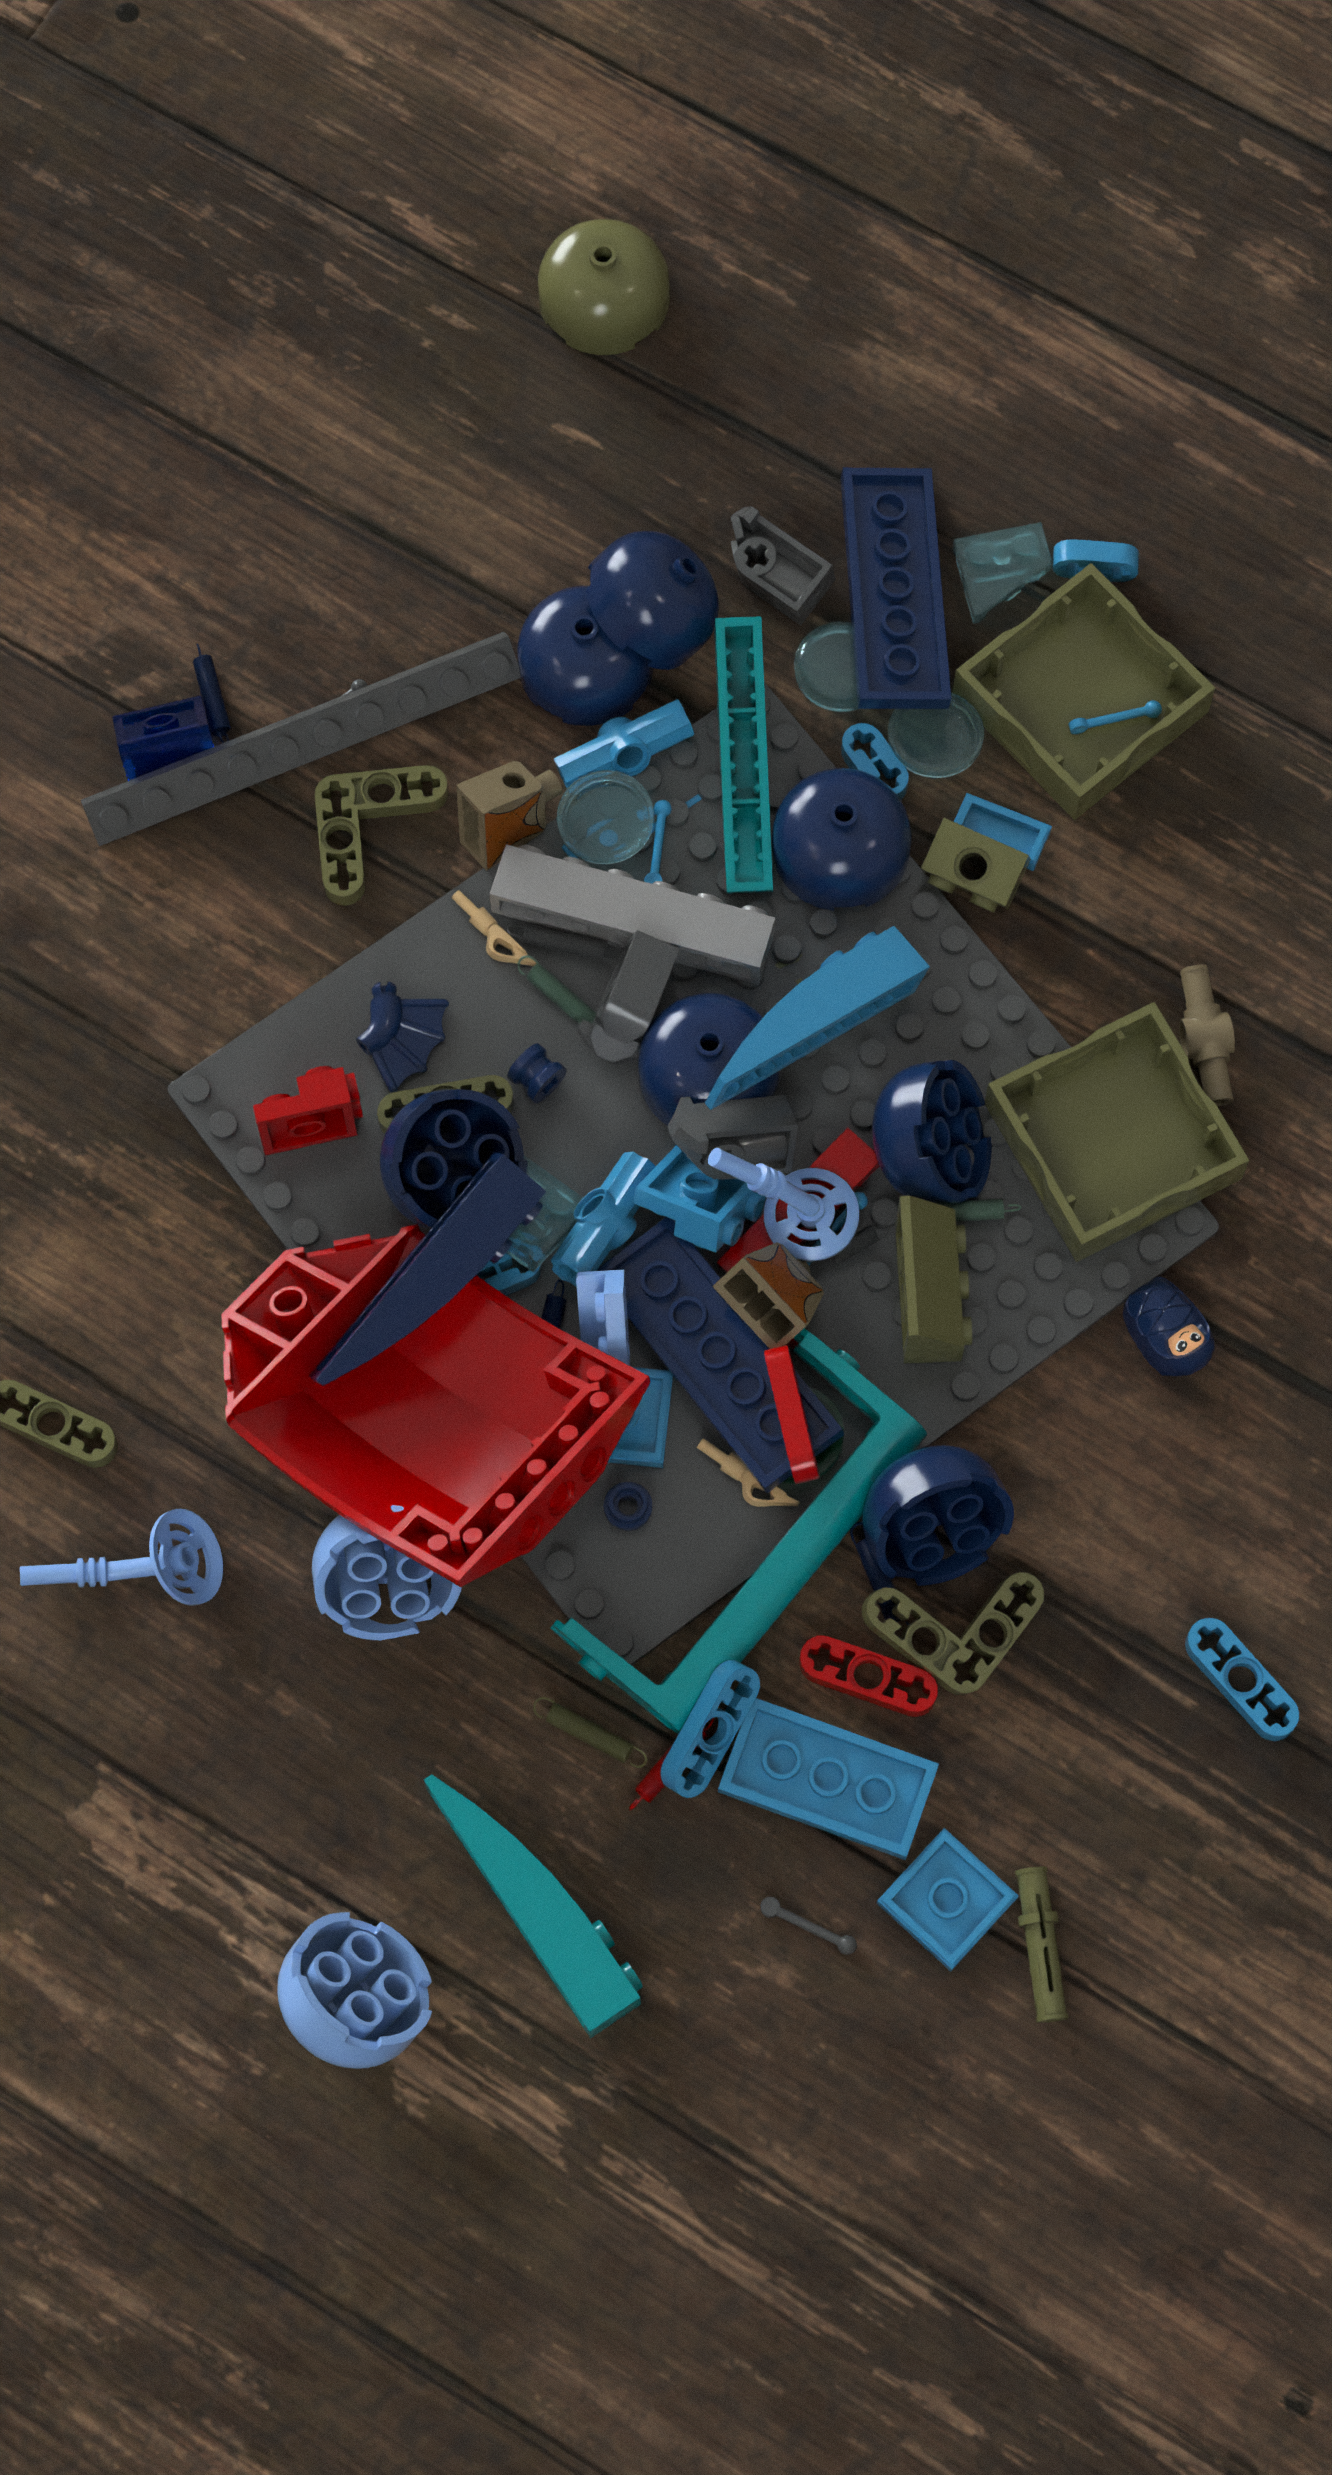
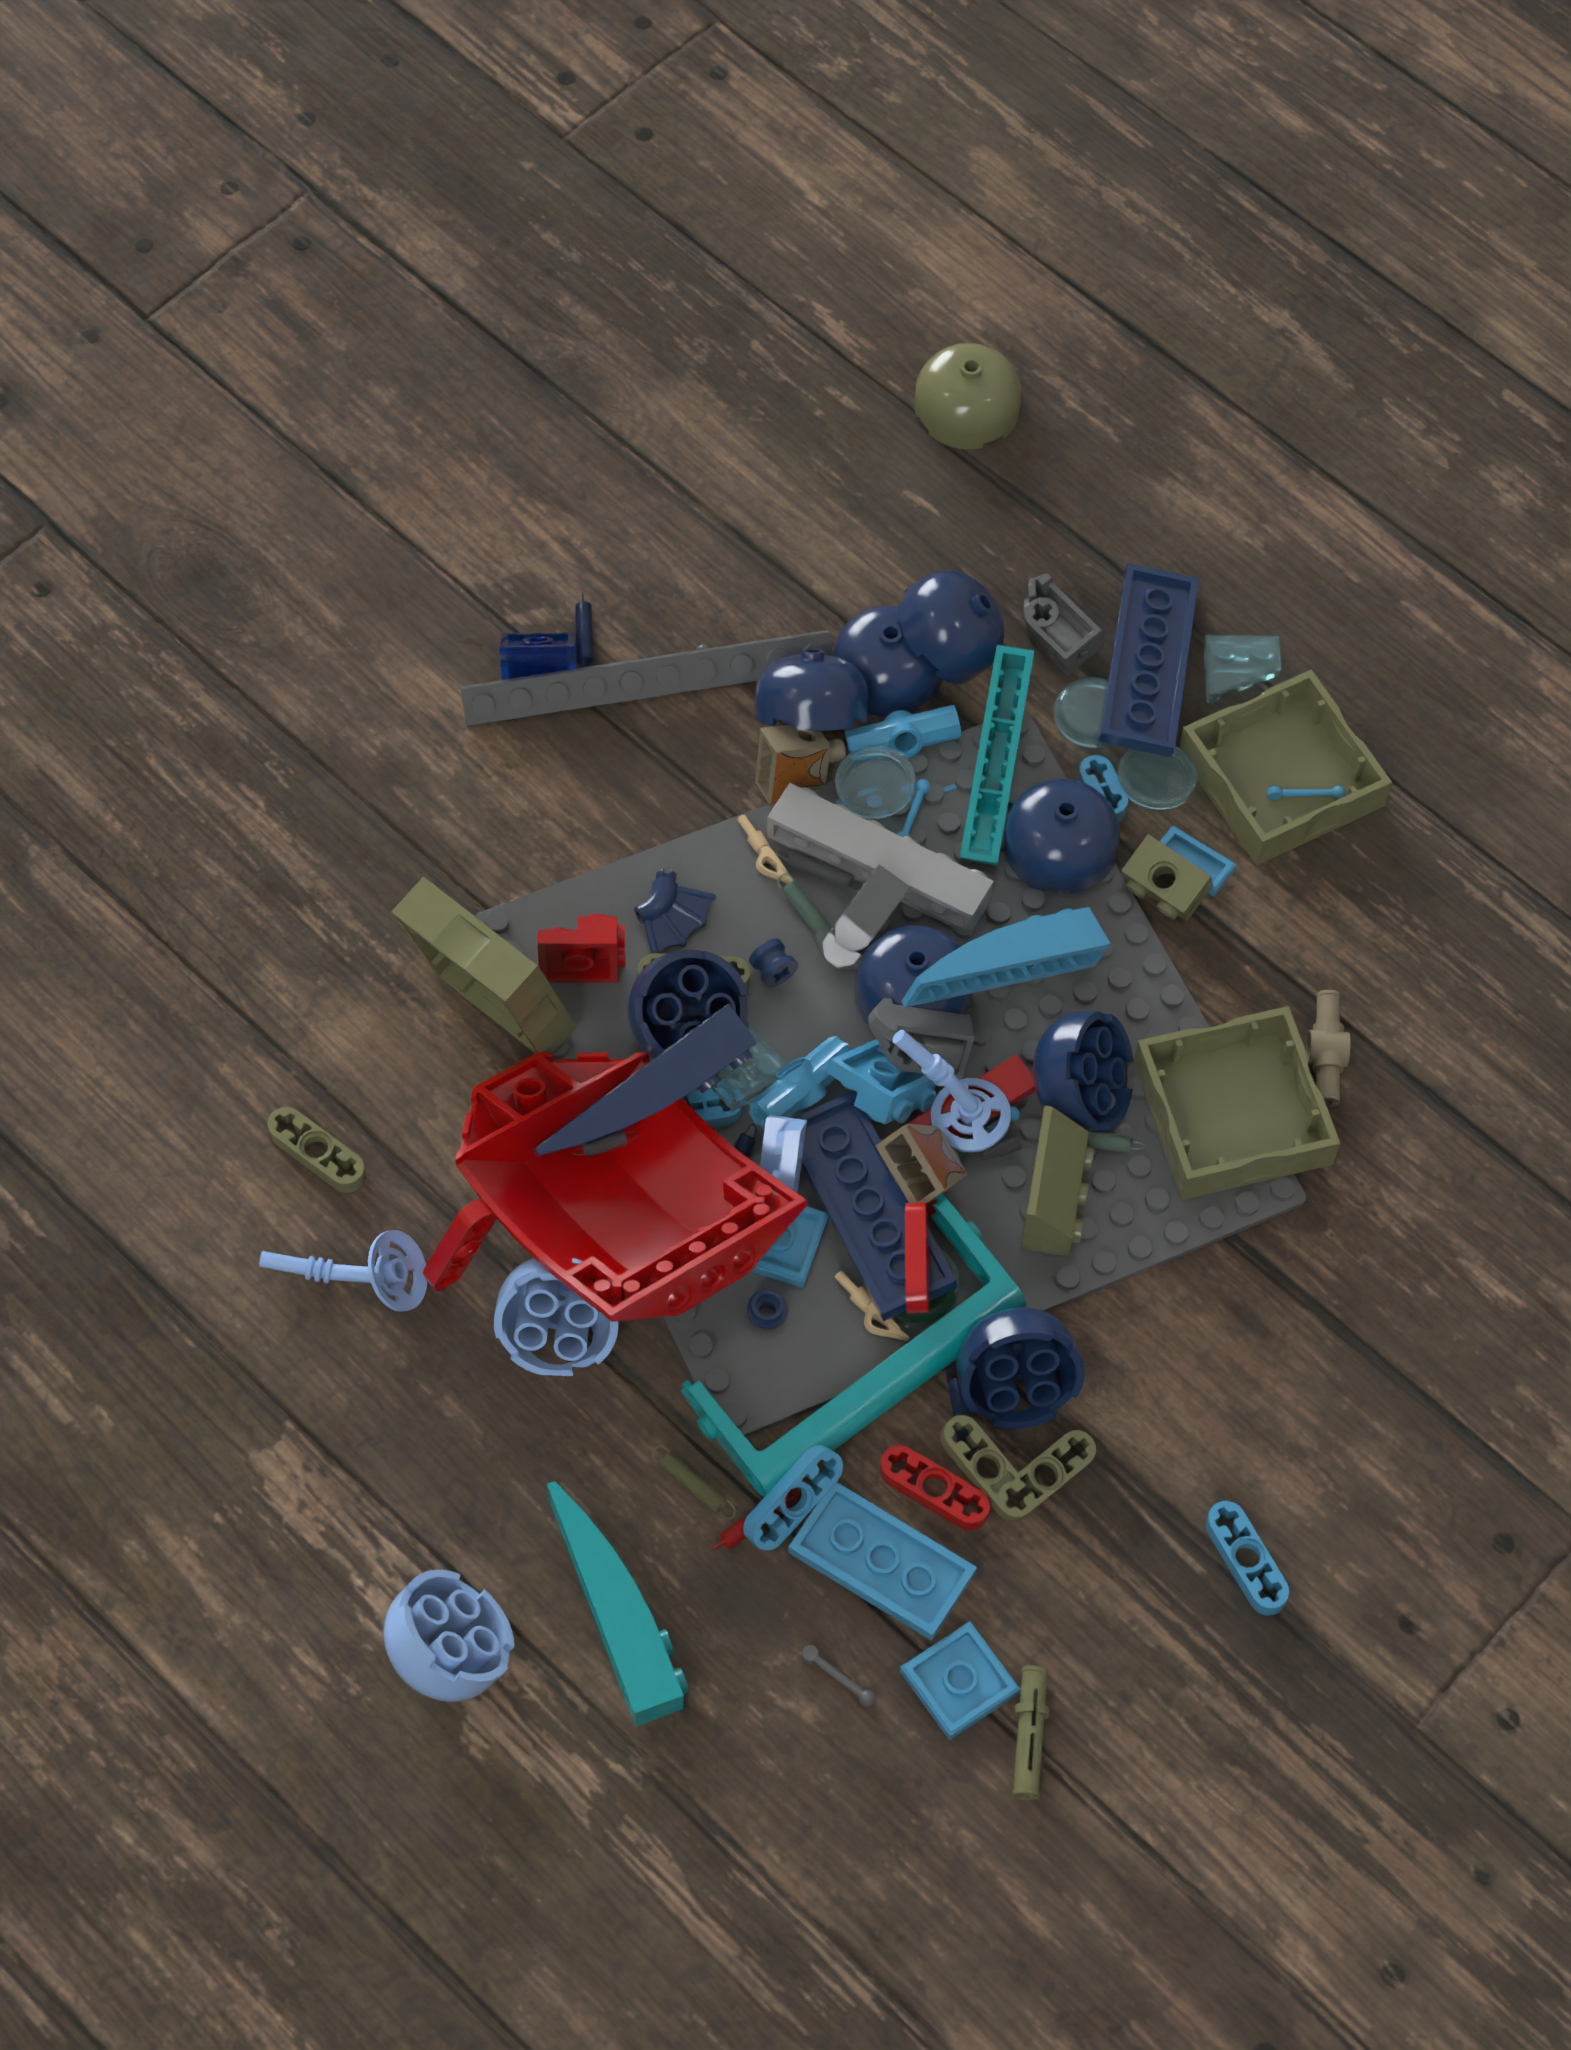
camera: 10 degrees right, 10 degrees down
(200, 1168) = (484, 968): none -> olive tile
(252, 1513) = (459, 1245): none -> red beam
(358, 805) = (680, 737): olive beam -> none
(395, 1351) = (605, 1143): none -> dark grey piece
(506, 725) = (811, 692): none -> dark blue cylinder
(1114, 560) = (1333, 674): dark azure beam -> none
(1168, 1328) = (1246, 1267): dark blue piece -> none

